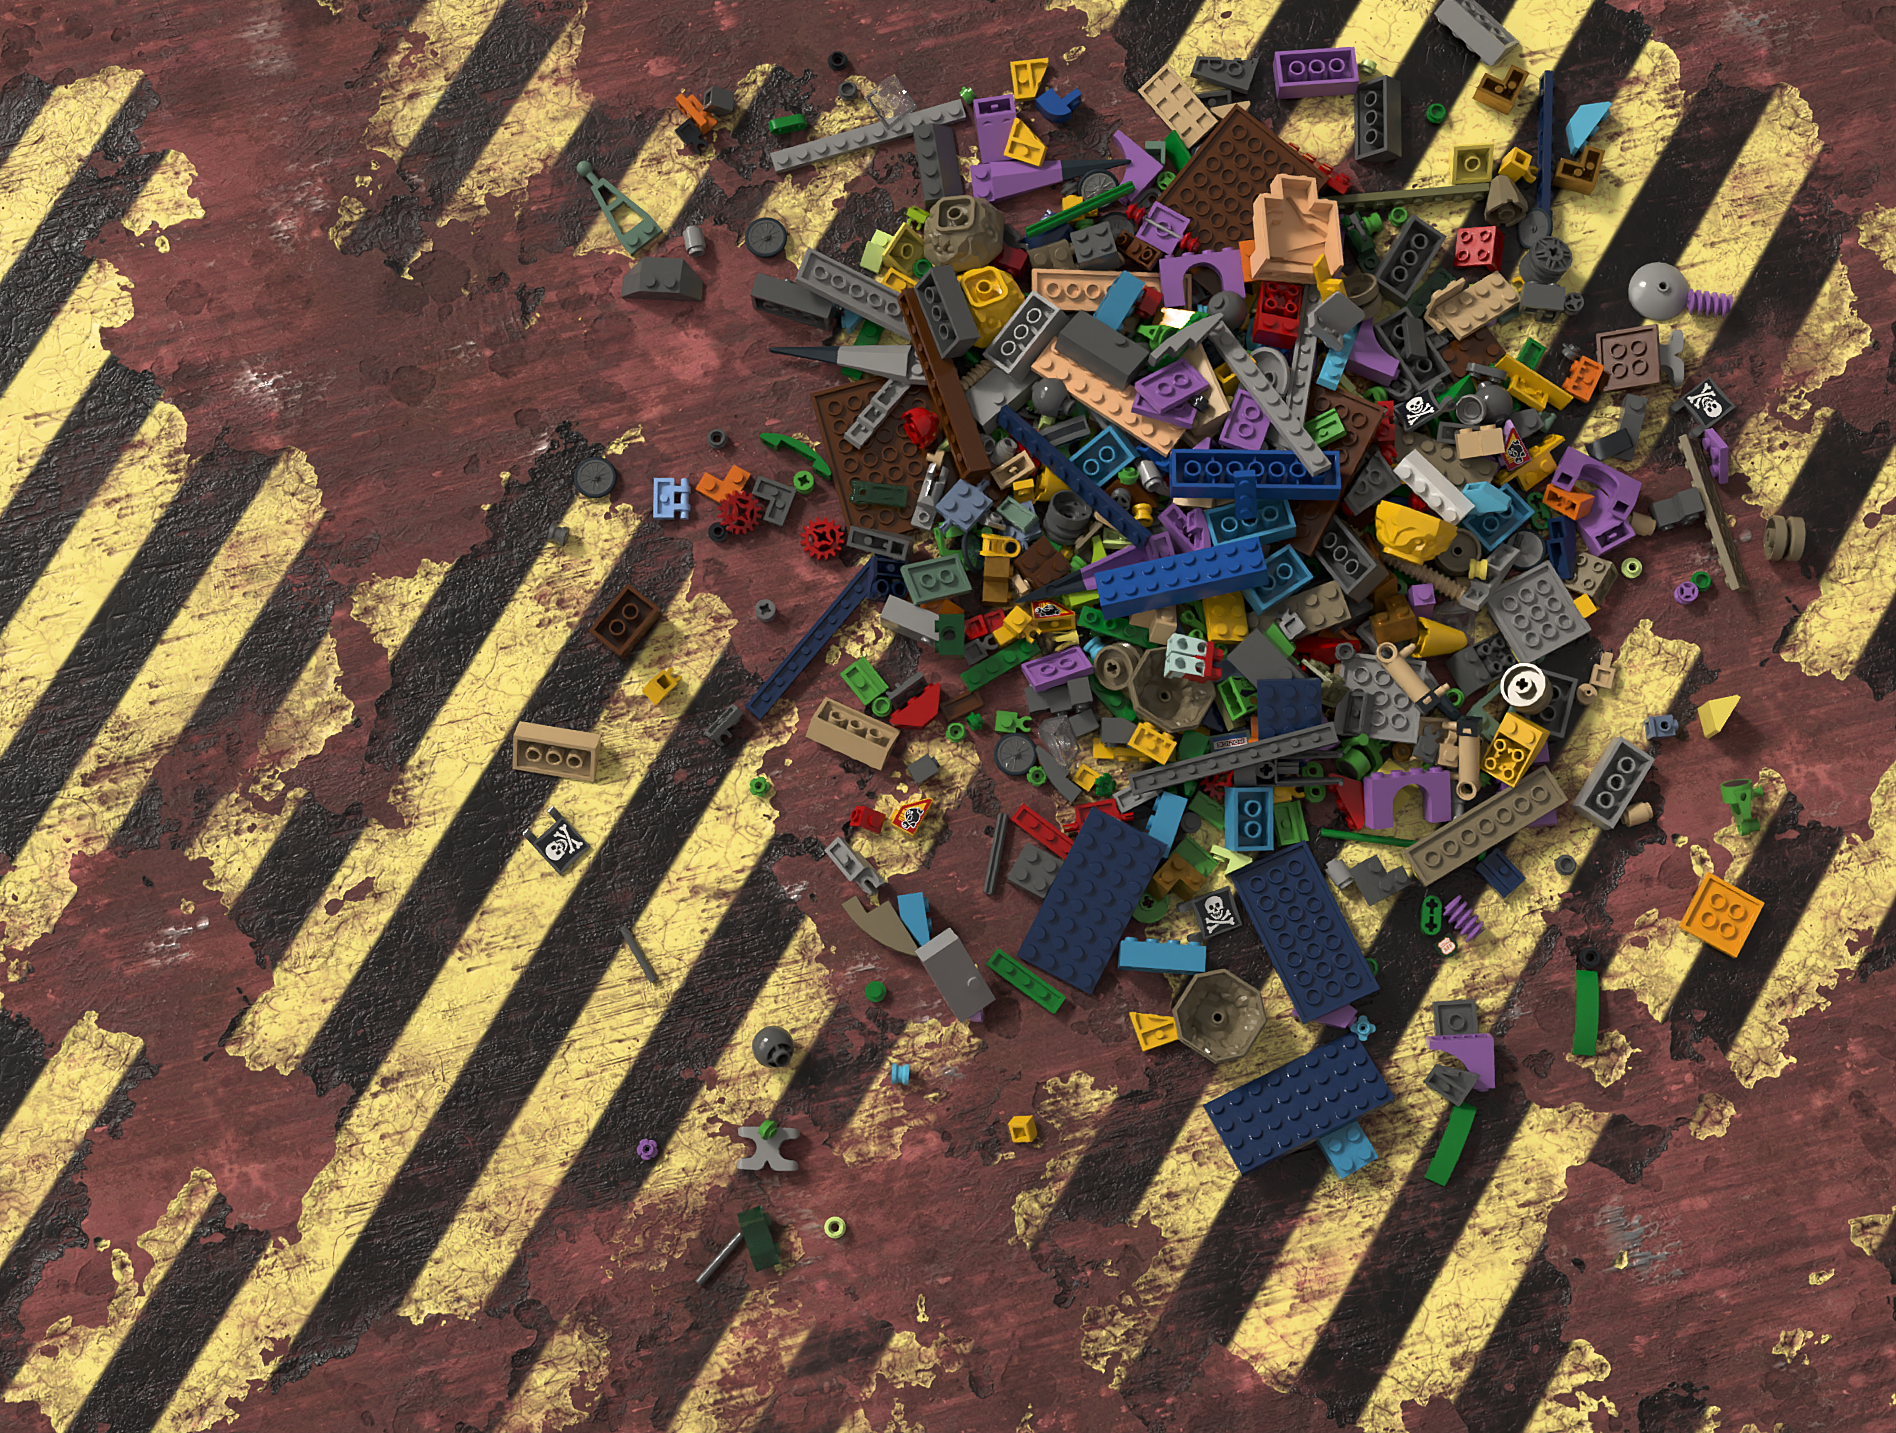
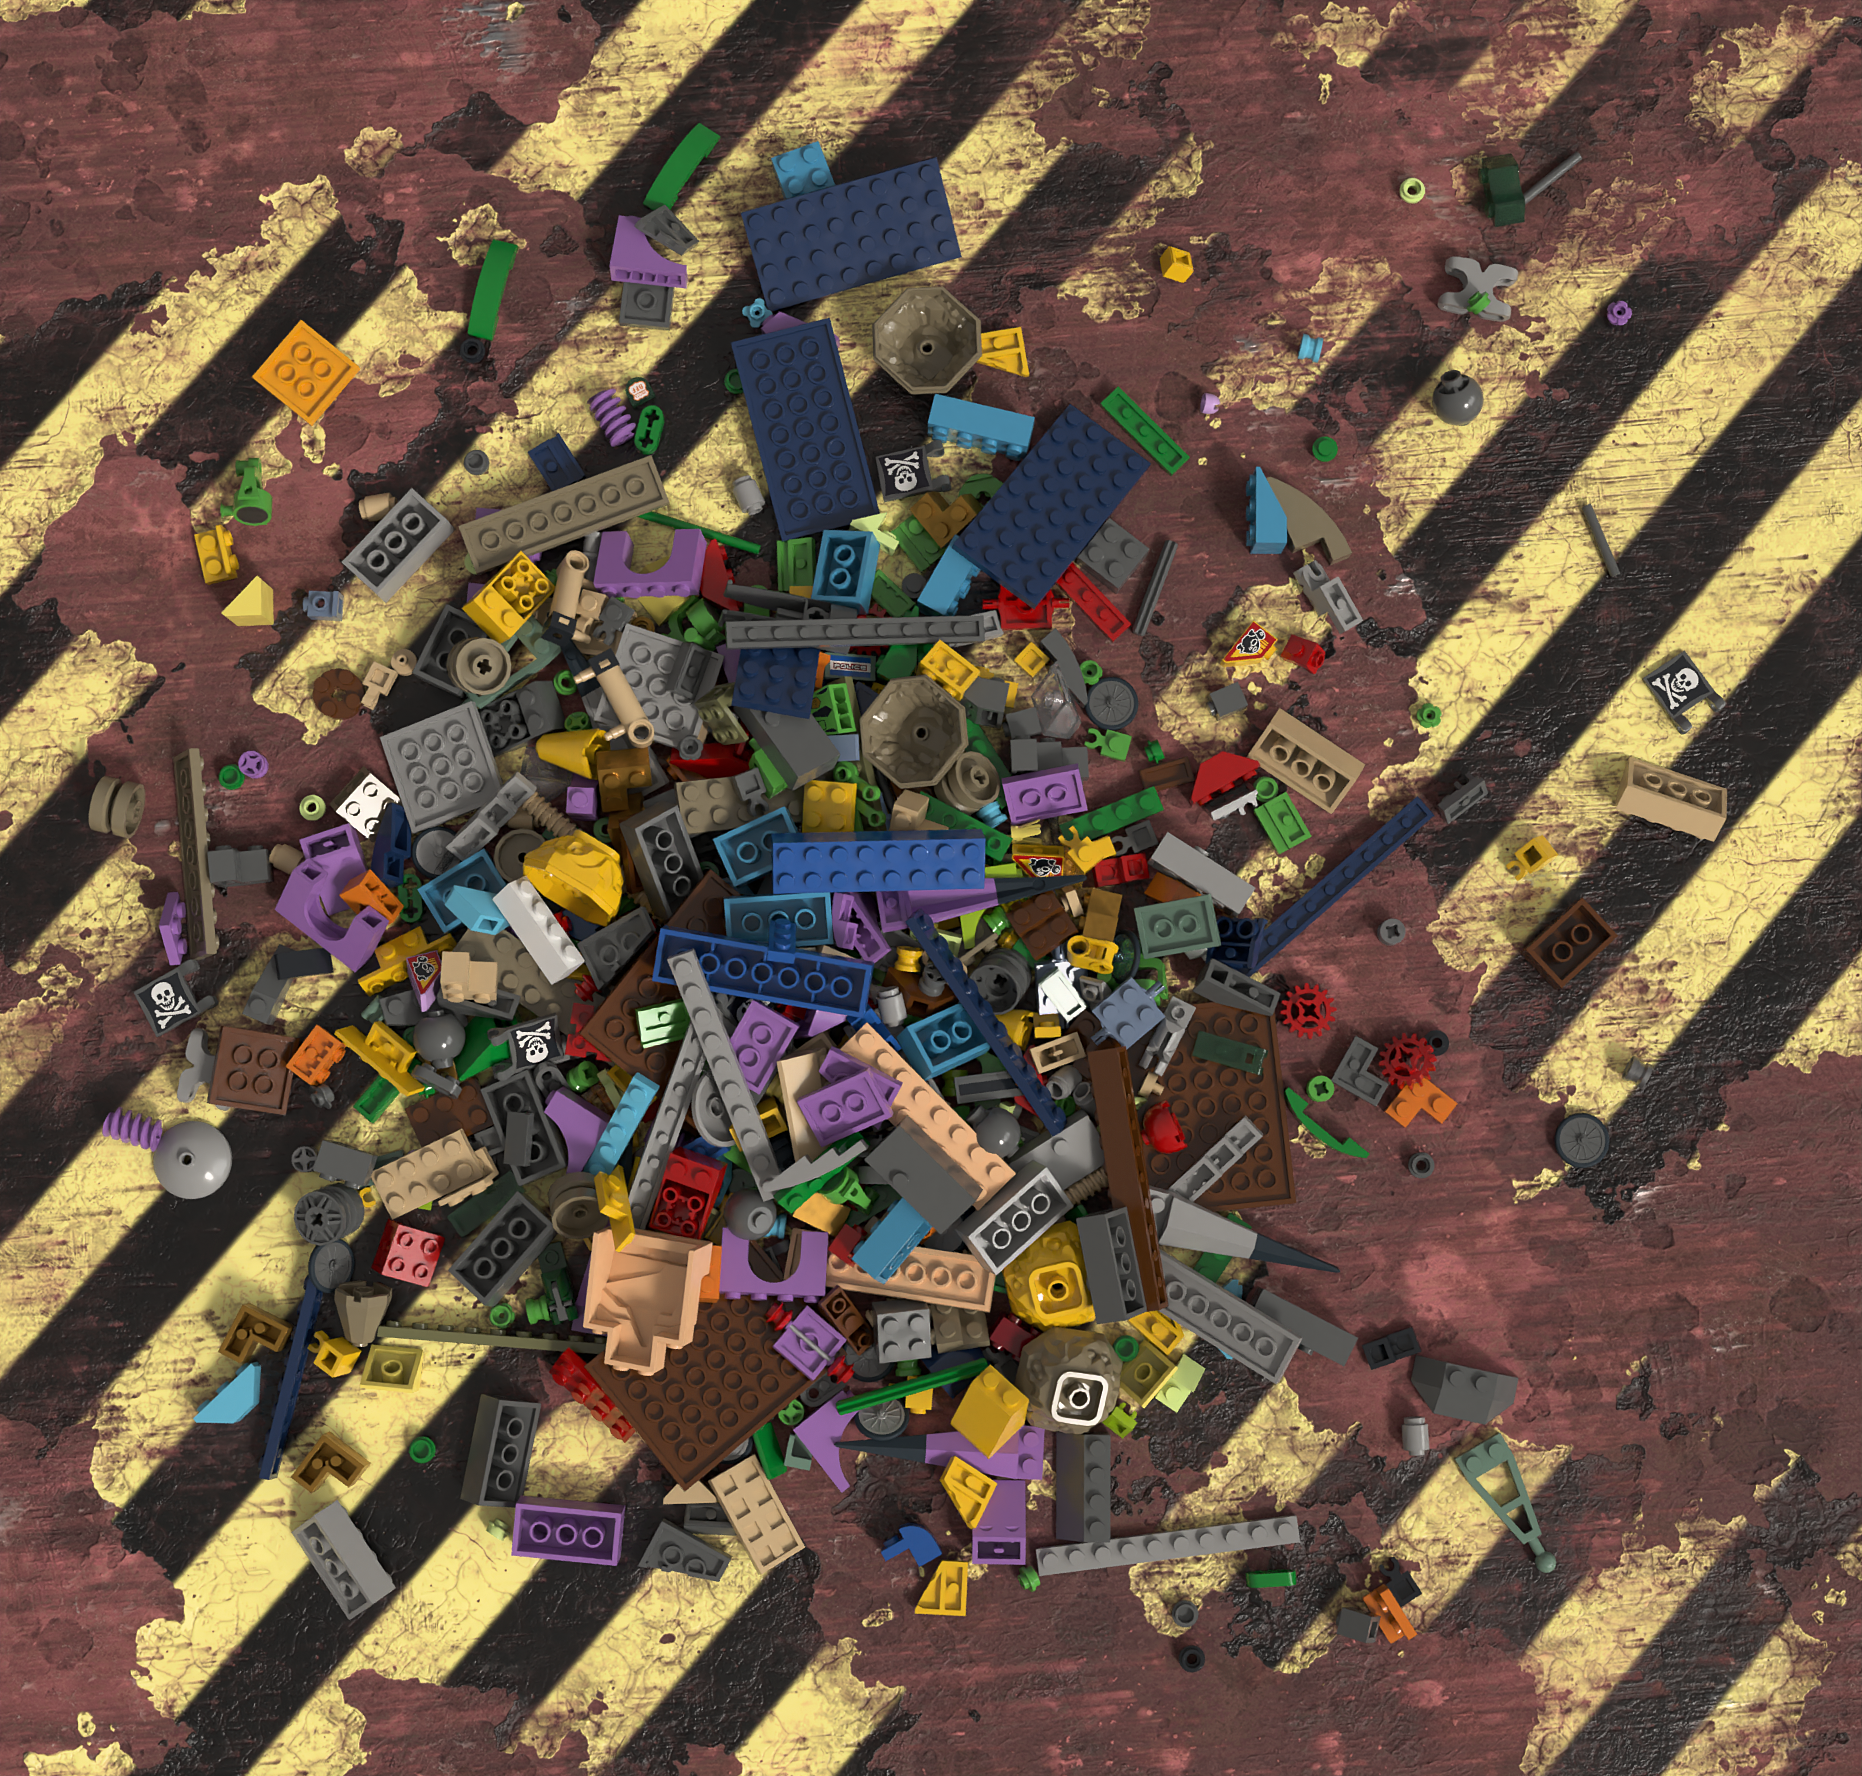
camera: 170 degrees left, 5 degrees up
(664, 499) = (1497, 1099): light blue plate -> none
(721, 302) = (1391, 1347): none -> black slope
(765, 237) = (1321, 1426): dark grey wheel -> none
(890, 101) = (1134, 1583): clear slope -> none
(950, 623) = (1164, 856): dark green brick -> none
(955, 975) = (1231, 441): light grey brick -> none
(956, 727) = (1179, 735): bright green plate -> none
(1018, 199) = (990, 1412): none -> yellow slope
(1070, 188) = (917, 1425): dark grey plate -> none
(1105, 785) = (1009, 647): green plant -> none
(1128, 475) = (918, 1008): bright green plate -> none
(1192, 659) = (873, 758): light aqua hips -> none
(1200, 403) = (813, 1076): black plate -> none
(1334, 319) = (621, 1168): light grey bracket -> none
(1376, 882) = (706, 470): dark grey brick -> none
(1440, 664) = (577, 721): none -> bright green wheel
(1471, 409) = (468, 1028): light grey hair -> none
(1477, 569) = (505, 823): light yellow wheel -> none
(1585, 606) = (380, 766): yellow slope -> none
(1635, 649) = (325, 688): none -> reddish brown plate
(1756, 754) = (216, 555): none -> yellow bracket

